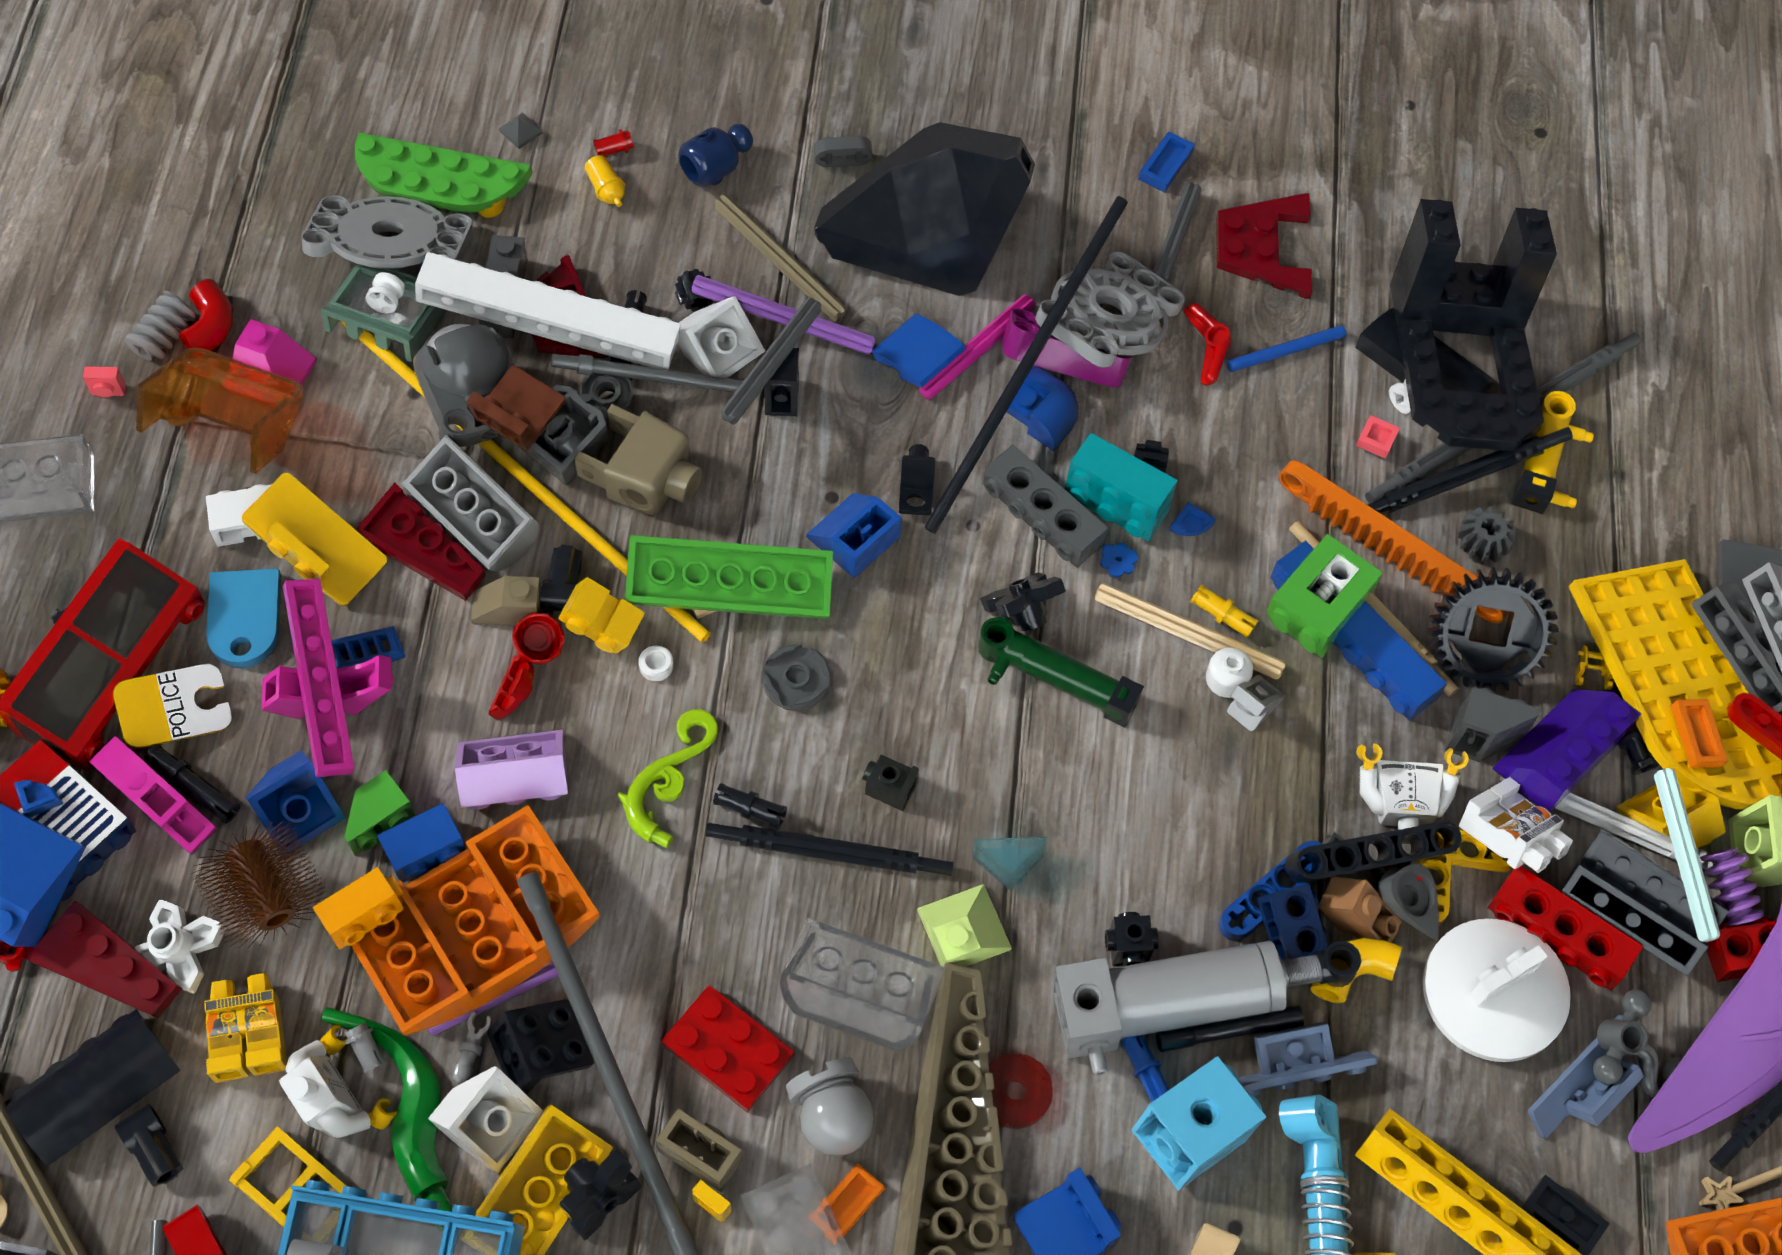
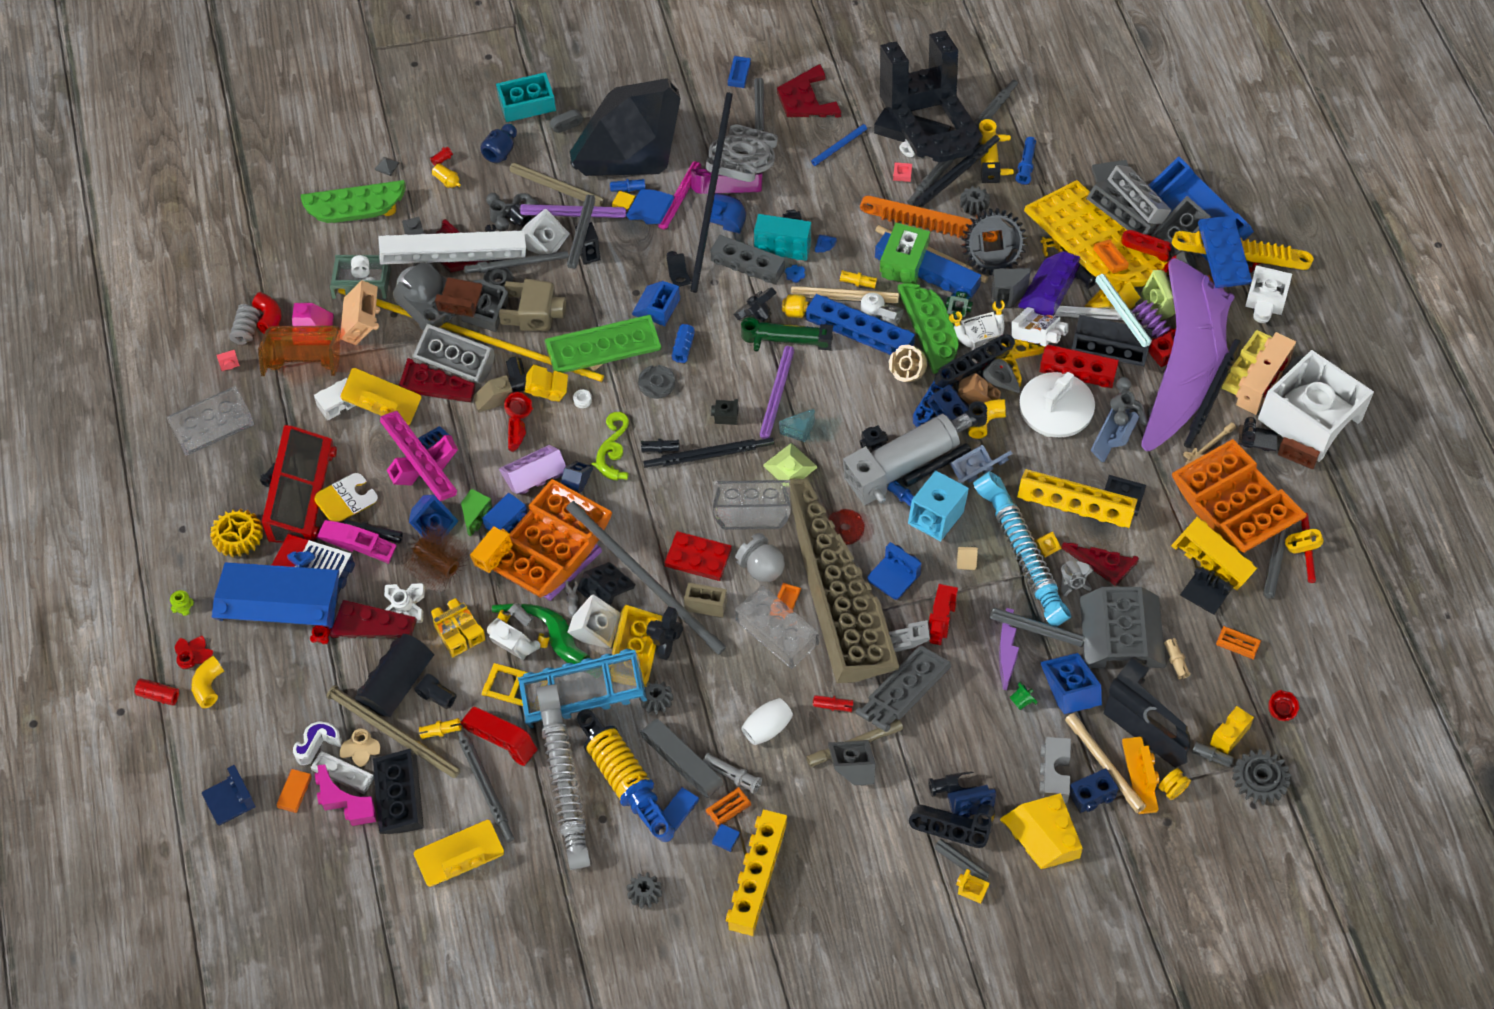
camera: 15 degrees left, 5 degrees down
(122, 1225) = (440, 728): none -> yellow pin
(243, 610) = (357, 445): dark azure tile -> none
(349, 373) = (359, 313): none -> light nougat piece
(354, 226) = (327, 241): light grey piece -> none
(577, 811) = (576, 476): none -> dark blue slope
(663, 271) = (500, 210): none -> dark grey piece
(711, 1201) = (720, 621): yellow tile -> none
(792, 88) = (525, 97): none -> teal brick
(870, 623) = (683, 343): none -> blue axle
(878, 324) = (623, 200): none -> yellow tile
(896, 299) = (628, 185): none -> blue axle
(996, 776) = (777, 392): none -> medium lavender axle
(1093, 622) = (795, 305): none -> yellow head
(1196, 721) = (858, 325): none -> blue brick
(1217, 341) = (802, 152): red piece -> none
(1250, 810) = (908, 363): none -> tan cylinder
(1321, 746) = (930, 324): none -> bright green plate
(1379, 733) = (953, 307): none -> dark green brick
(1602, 500) = (1025, 166): none -> blue pin

